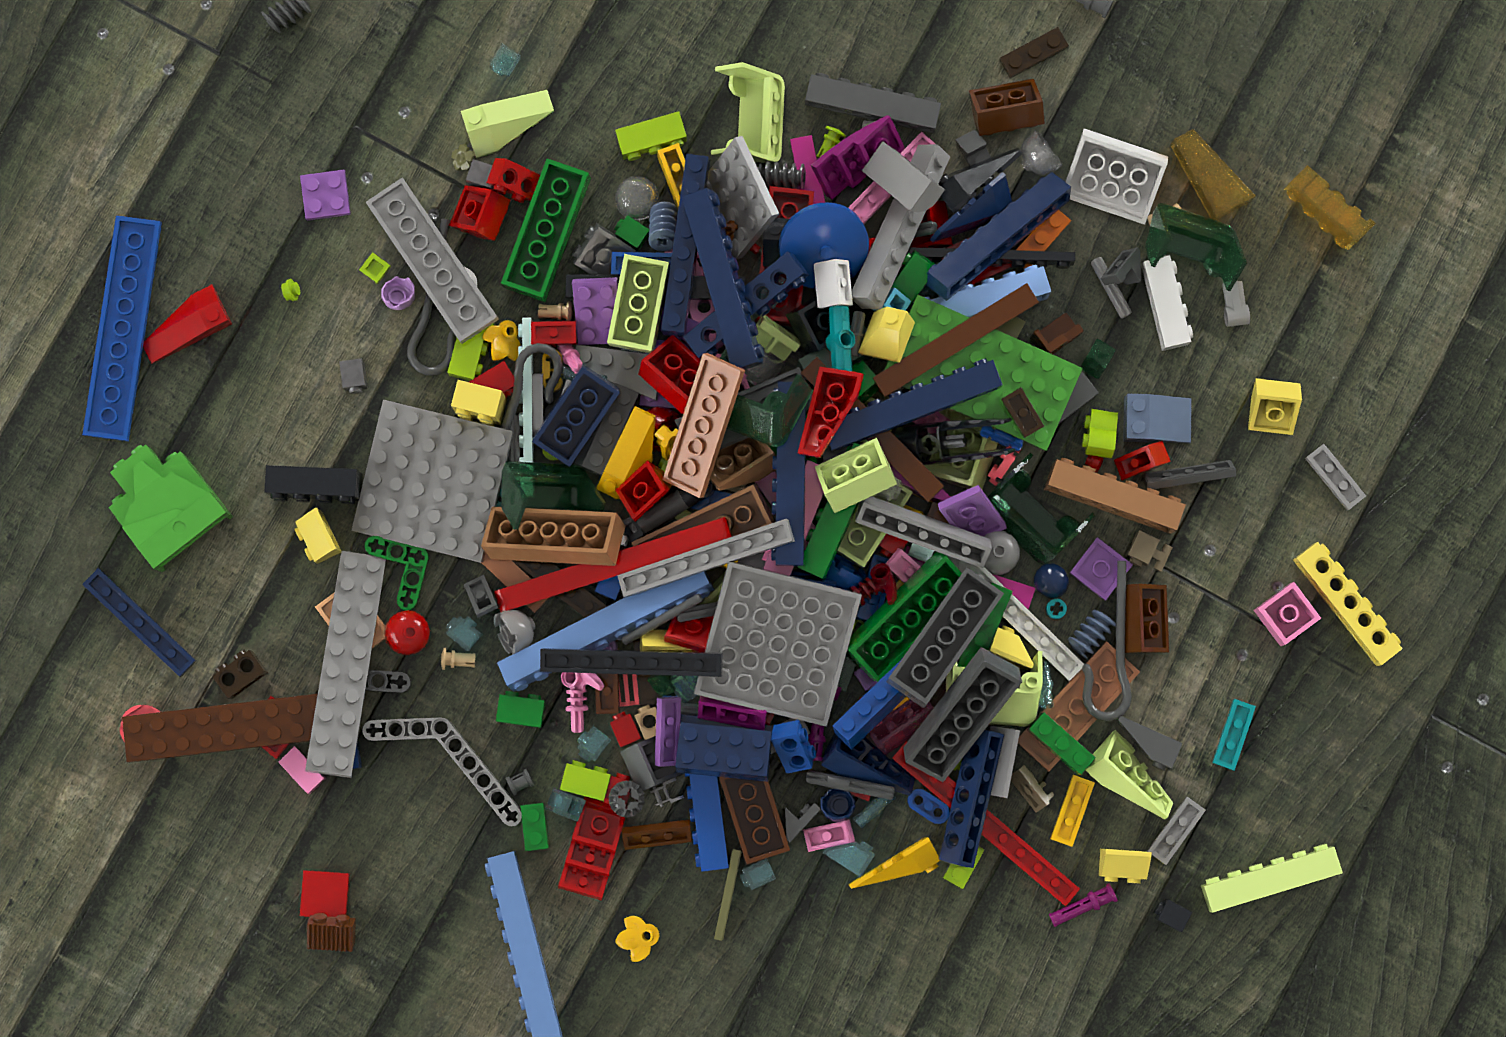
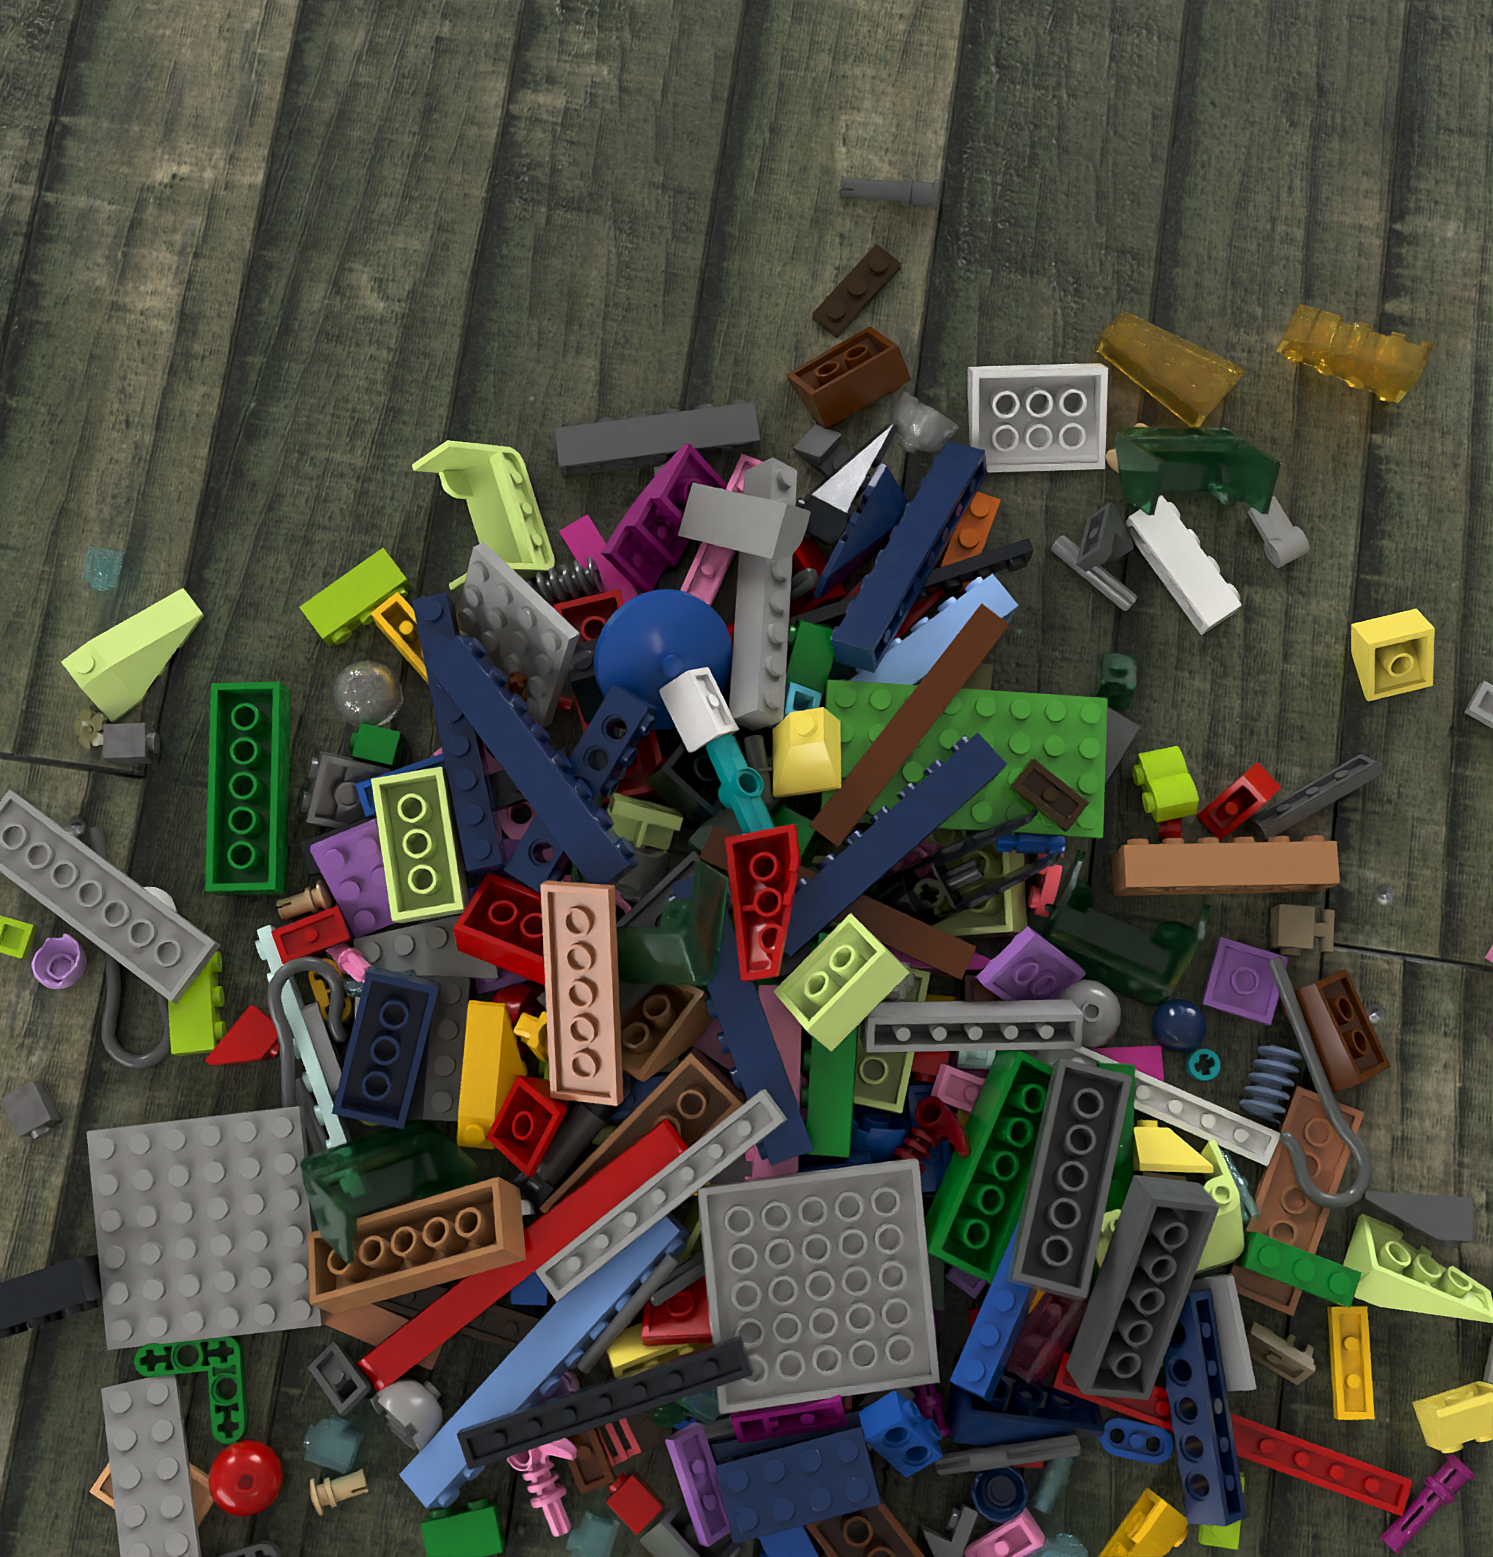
camera: 20 degrees left, 5 degrees down
(317, 536) = (56, 1379): light yellow slope -> none
(479, 403) = (231, 1084): light yellow brick -> none
(480, 212) = (143, 798): red slope -> none
(502, 343) = (239, 978): yellow plate -> none
(514, 177) = (174, 726): red brick -> none
(644, 711) = (668, 1491): tan brick -> none
(662, 226) = (416, 719): sand blue piece -> none
(831, 139) = (616, 509): lime pin -> none
(1056, 334) = (1044, 665): reddish brown panel -> none
(1157, 418) = (1233, 734): sand blue slope -> none

